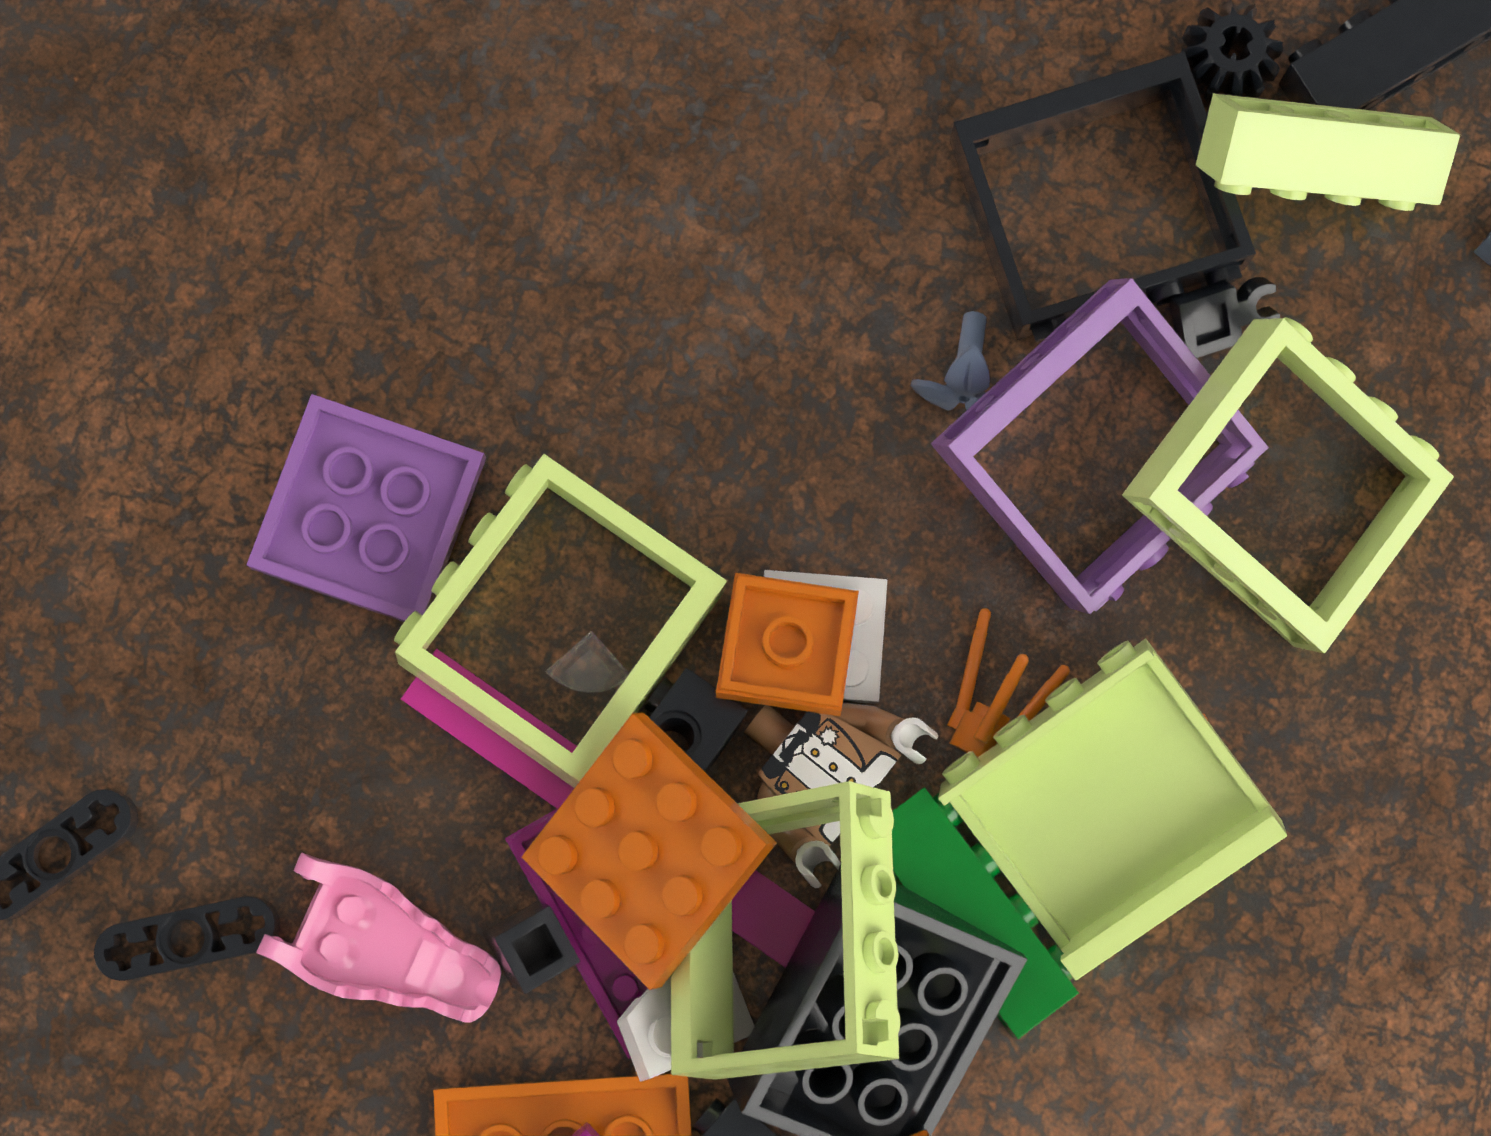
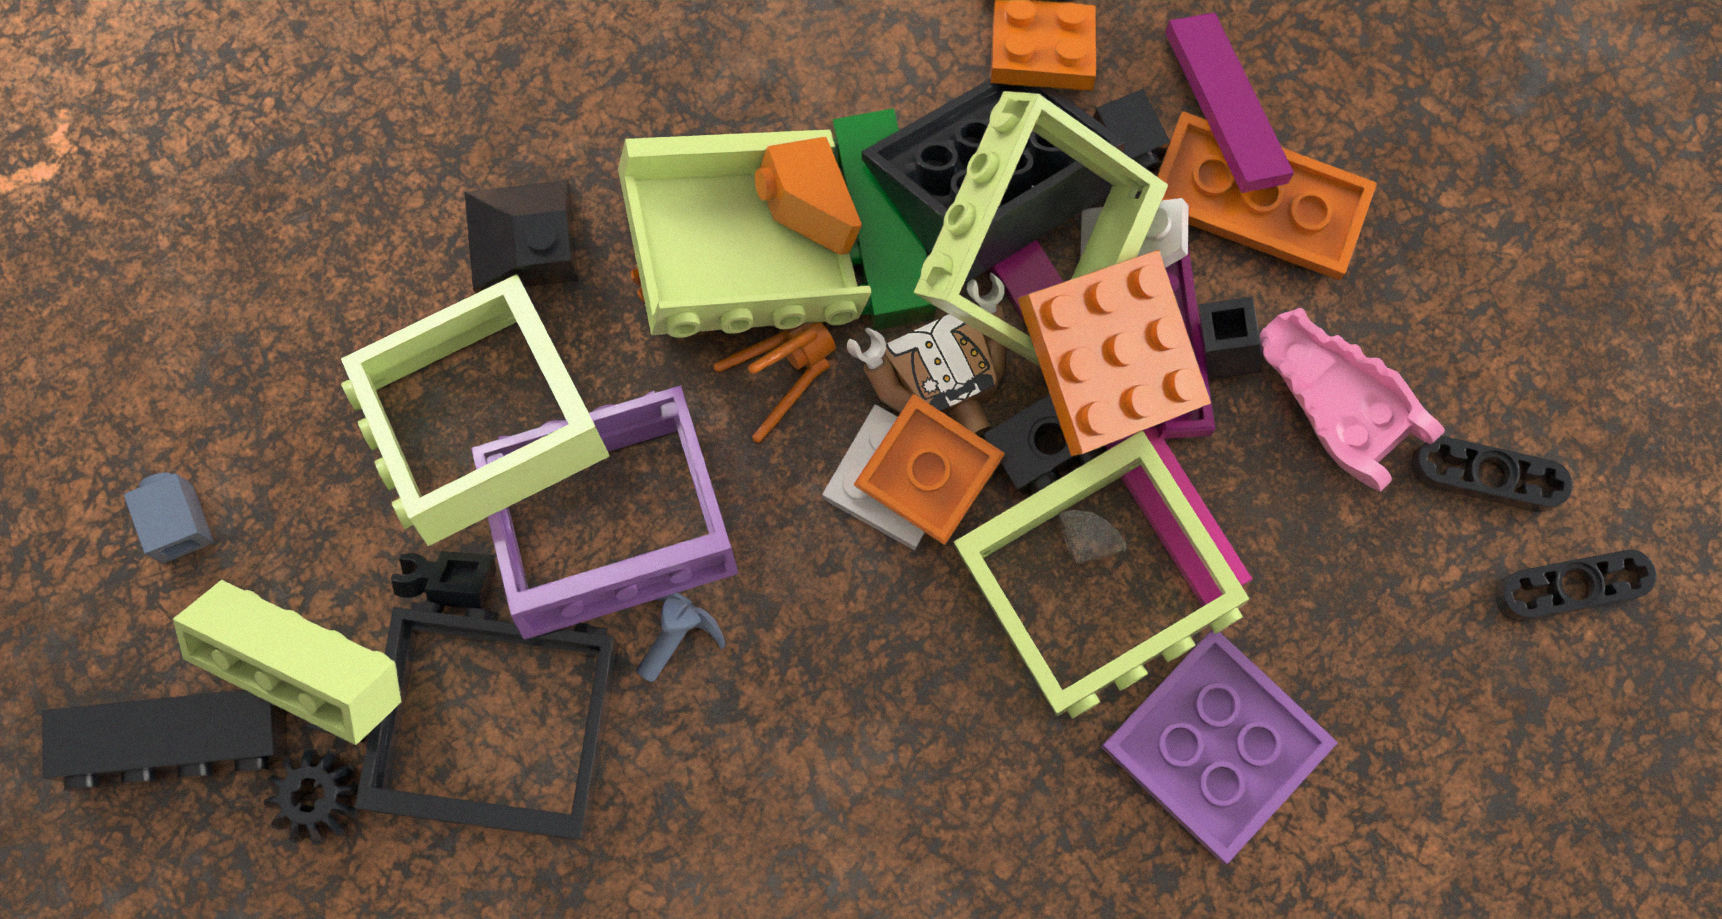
camera: 160 degrees left, 5 degrees down
(1063, 887) = (809, 193): none -> orange slope
(1347, 715) = (521, 233): none -> black slope

